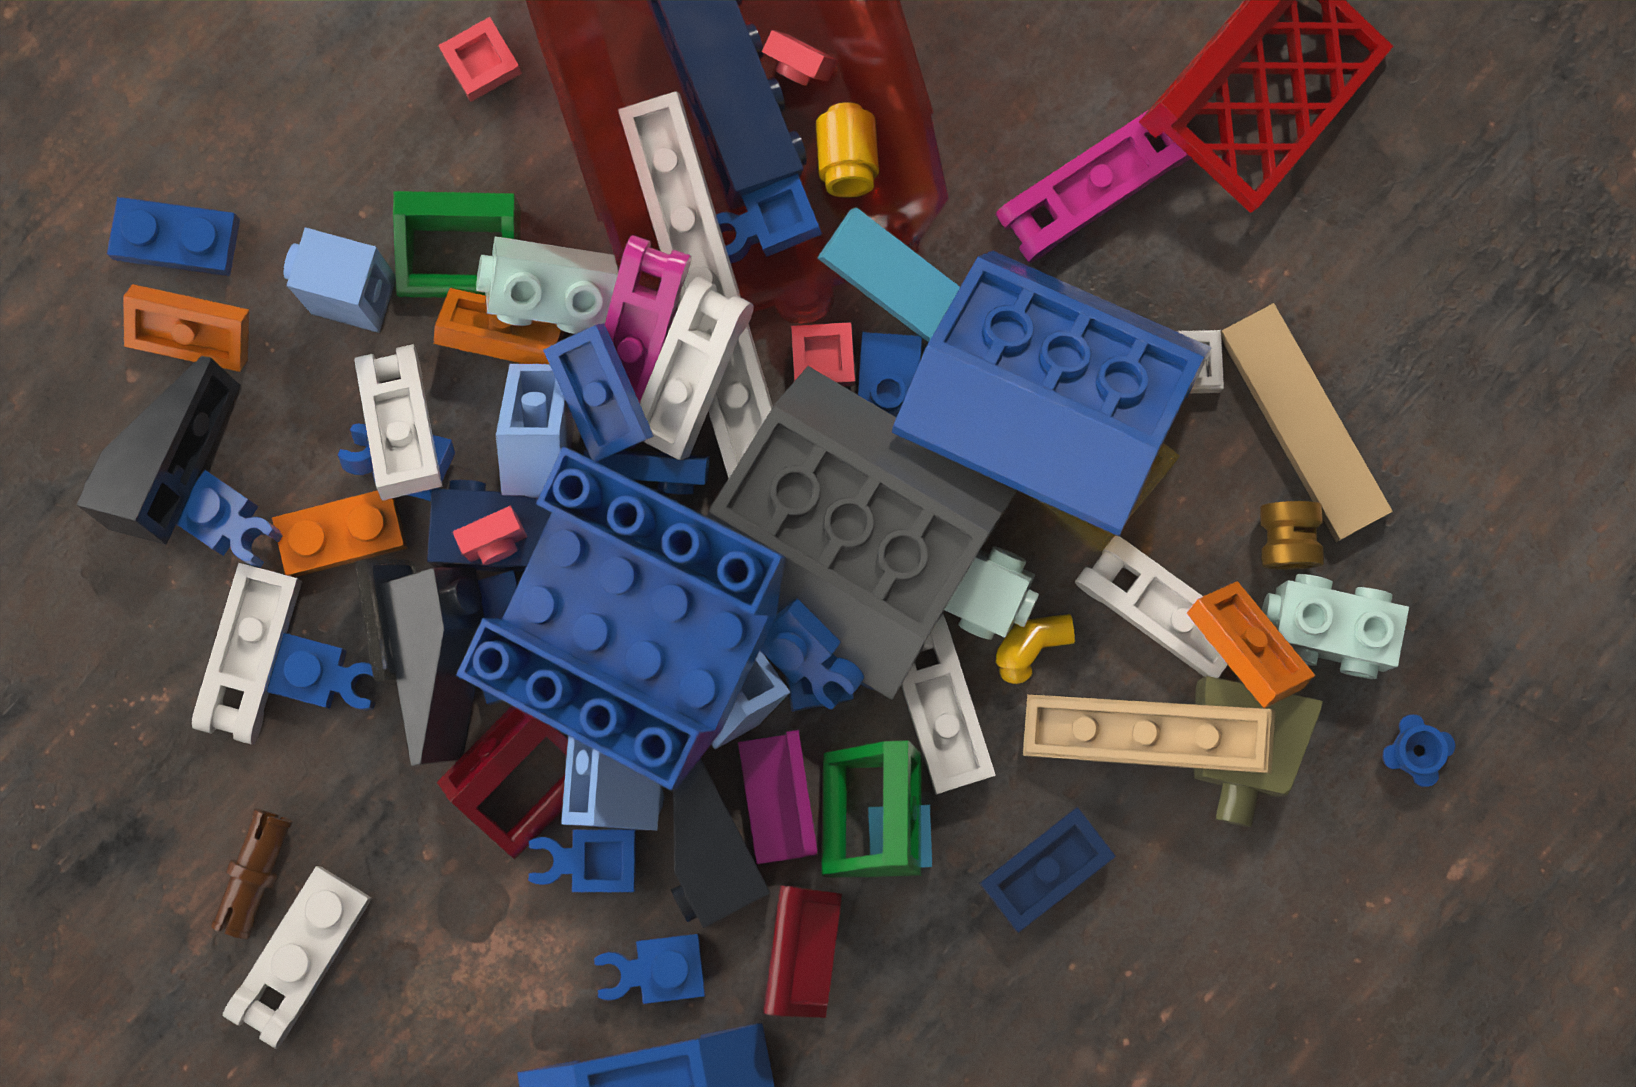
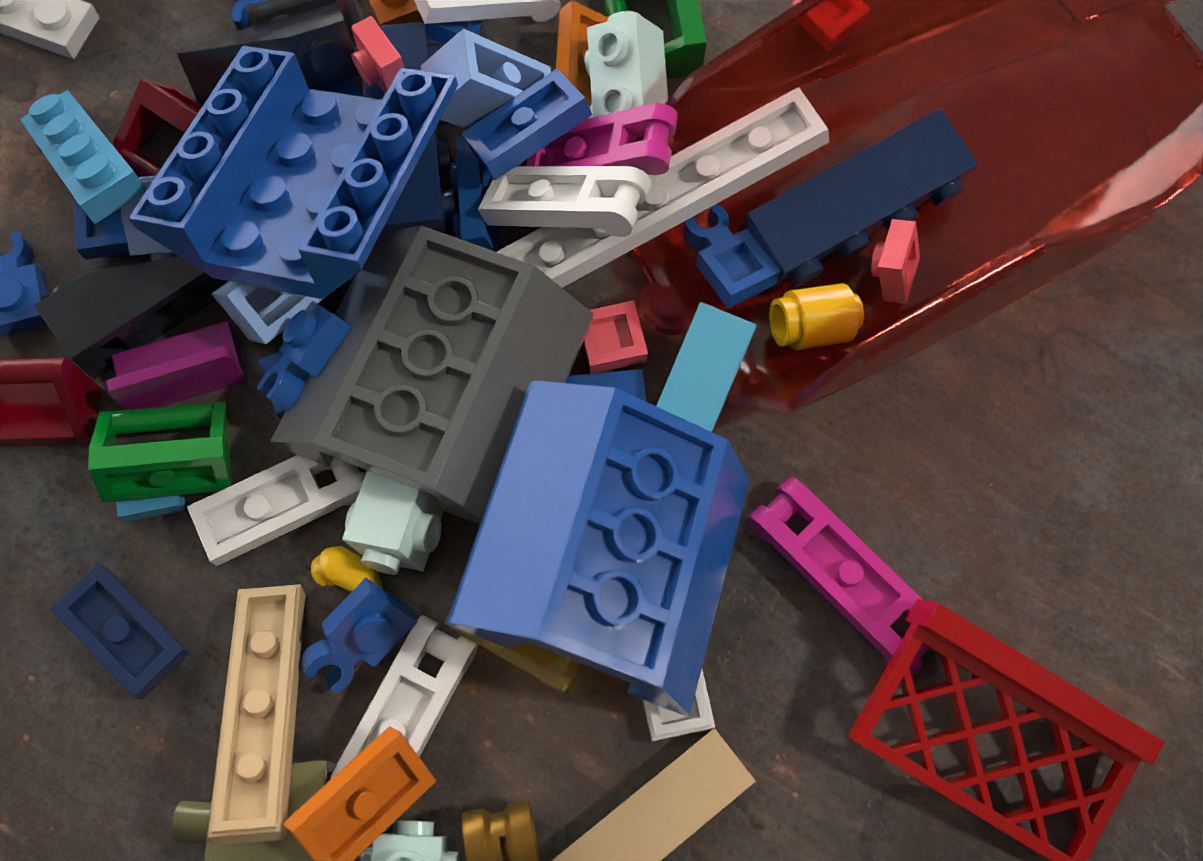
camera: 80 degrees right, 10 degrees down
(536, 869) = (82, 155): none -> dark azure plate
(1086, 637) = (358, 629): none -> blue plate

